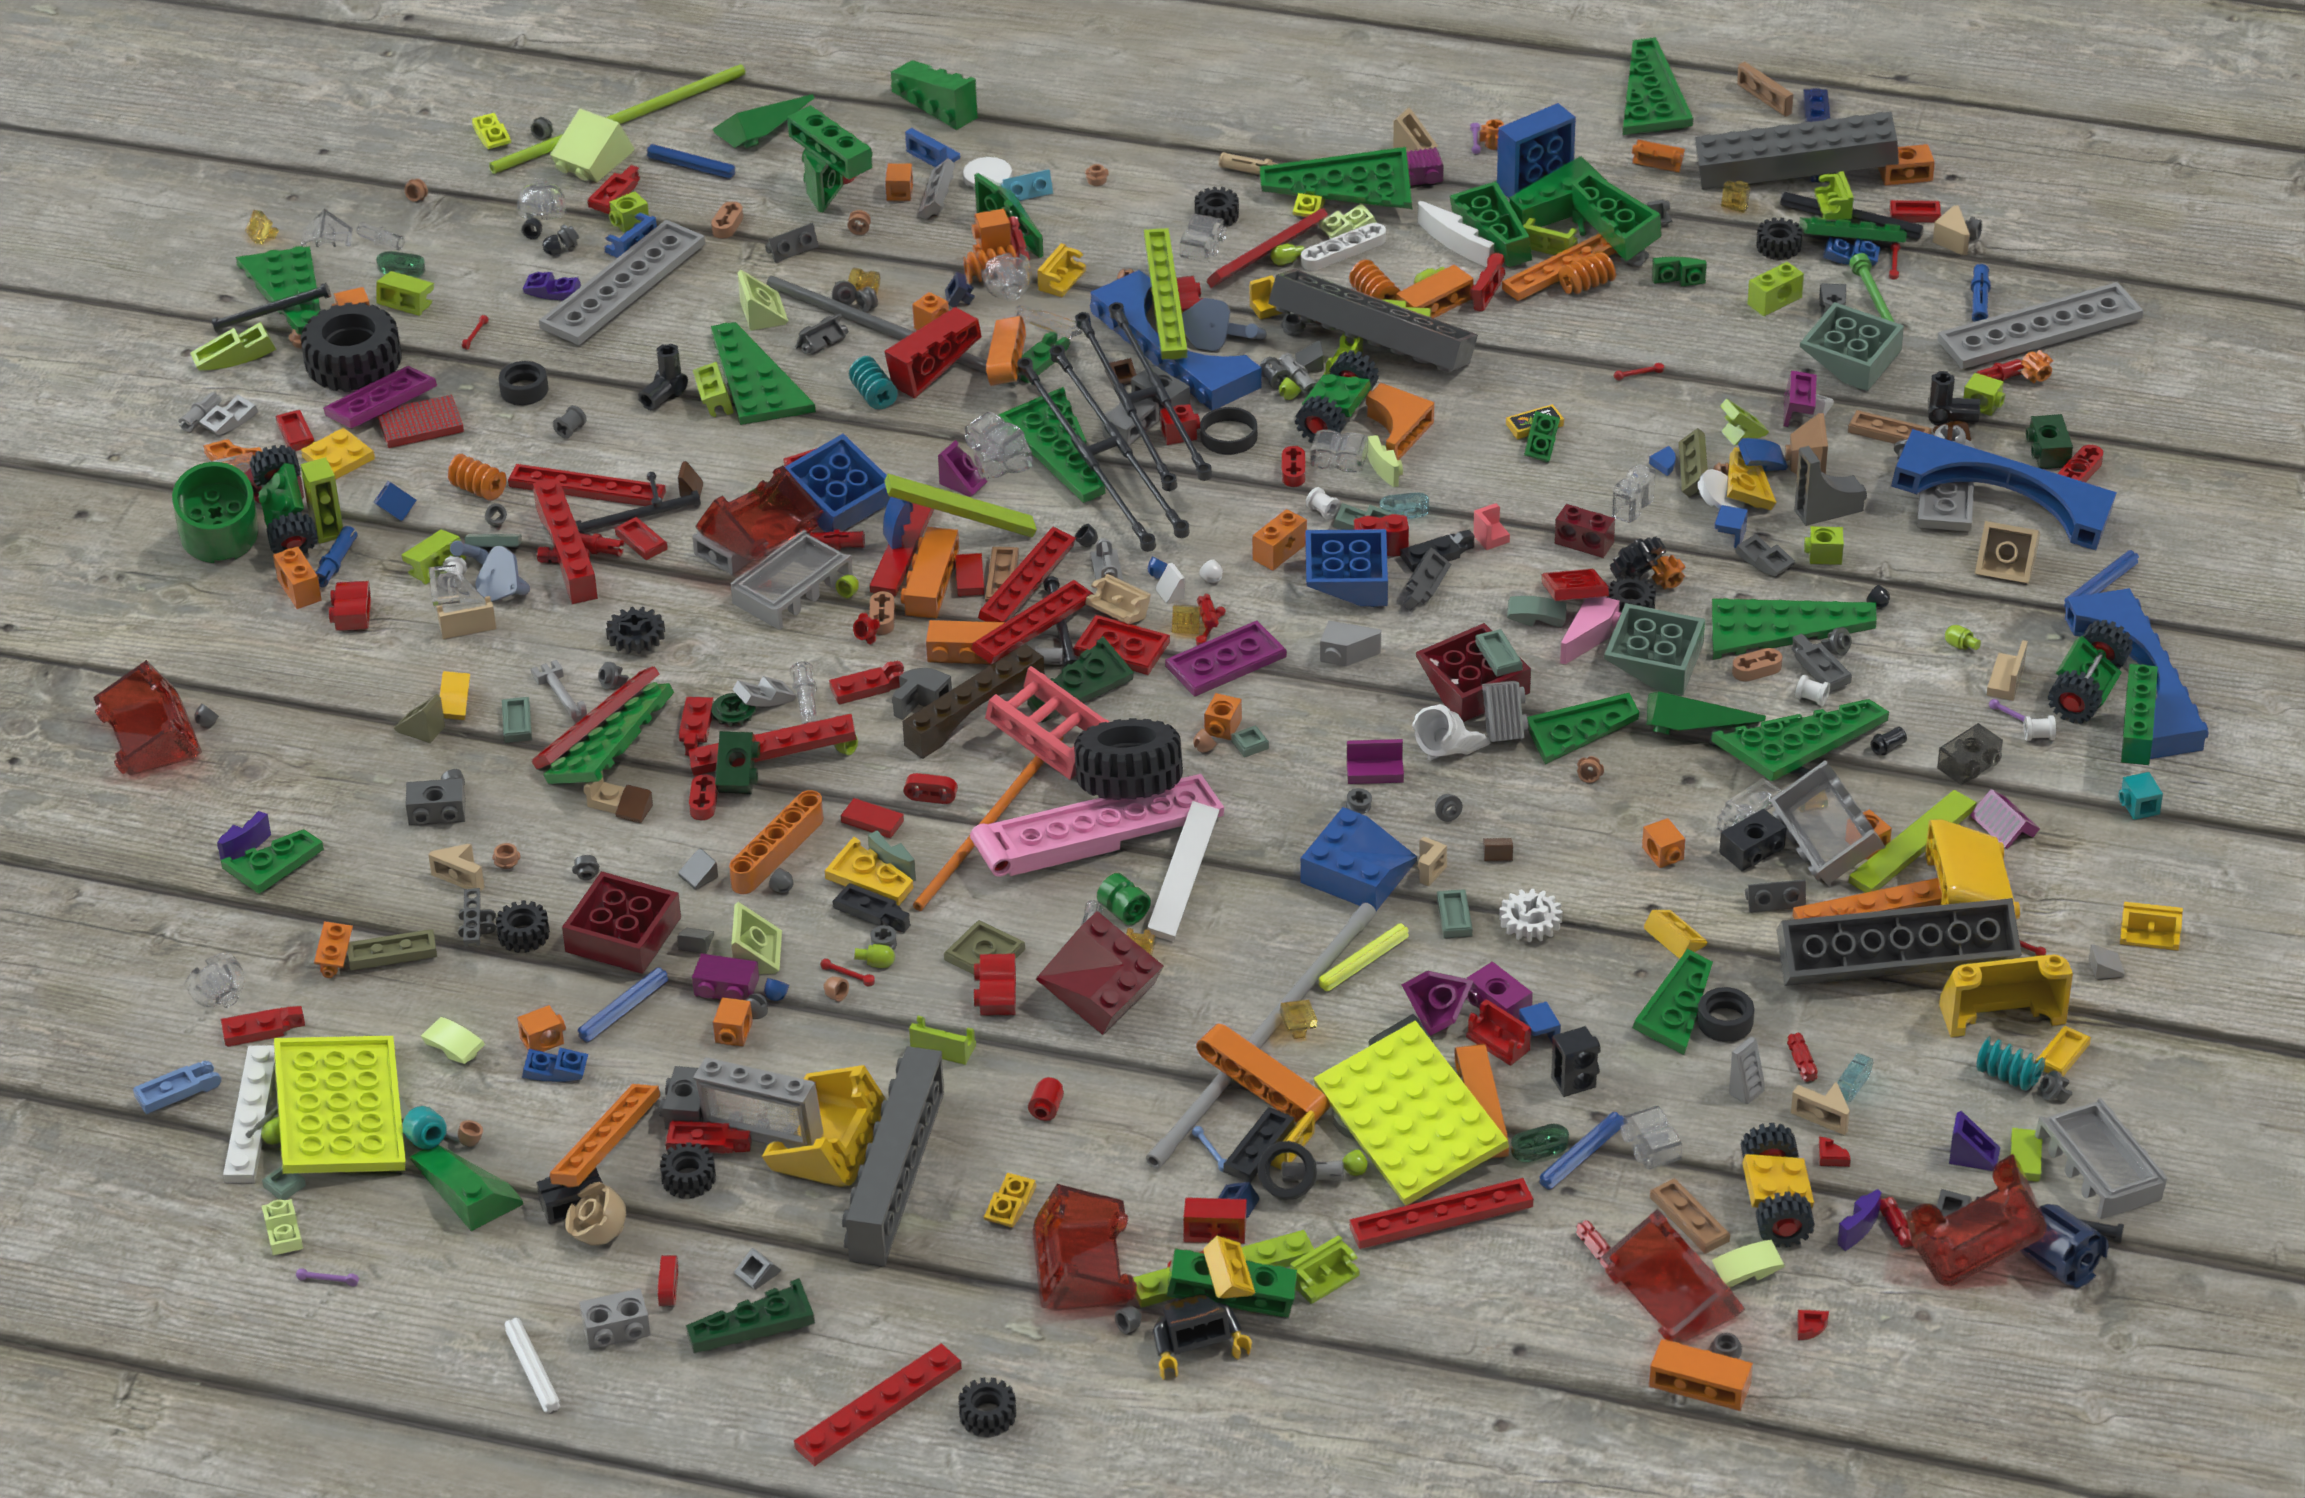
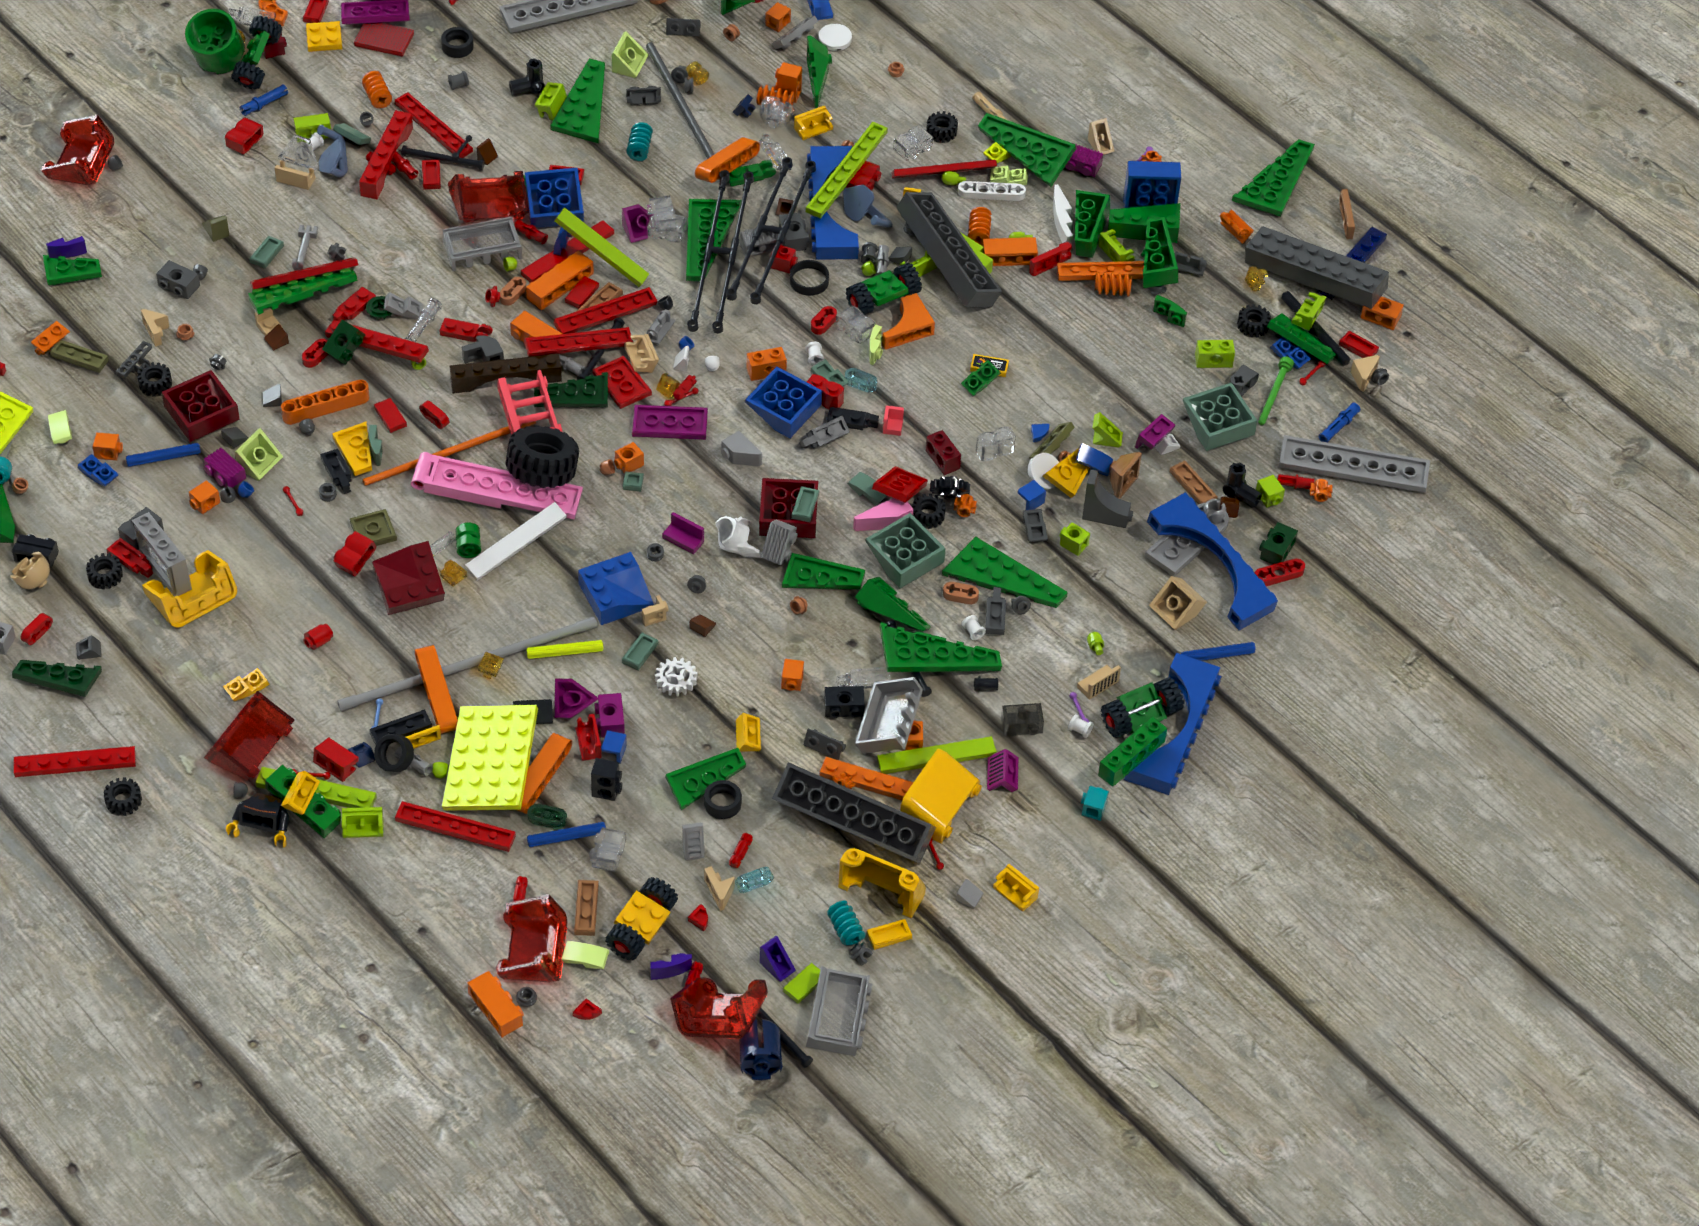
camera: 30 degrees right, 10 degrees up
(297, 577) = (229, 104): orange brick -> none
(322, 499) = (275, 62): lime brick -> none
(394, 501) = (323, 81): blue panel -> none
(454, 694) = (245, 219): yellow slope -> none
(604, 1135) = (75, 526): orange plate -> none
(635, 630) = (372, 230): black gear -> none
(836, 988) = (275, 507): nougat hinge -> none
(876, 955) = (313, 499): lime cylinder -> none
(894, 1156) = (205, 624): dark grey brick -> none
(928, 309) = (712, 114): orange brick -> none
(931, 351) = (686, 138): red wedge -> none
(953, 1046) = (298, 570): lime hinge -> none
(1017, 238) = (804, 90): red axle -> none
(1030, 185) = (848, 57): medium azure hinge -> none
(1658, 367) = (1098, 368): red hinge -> none
(1879, 596) = (1073, 589): black hinge -> none
(1951, 1201) = (732, 985): dark grey slope -> none

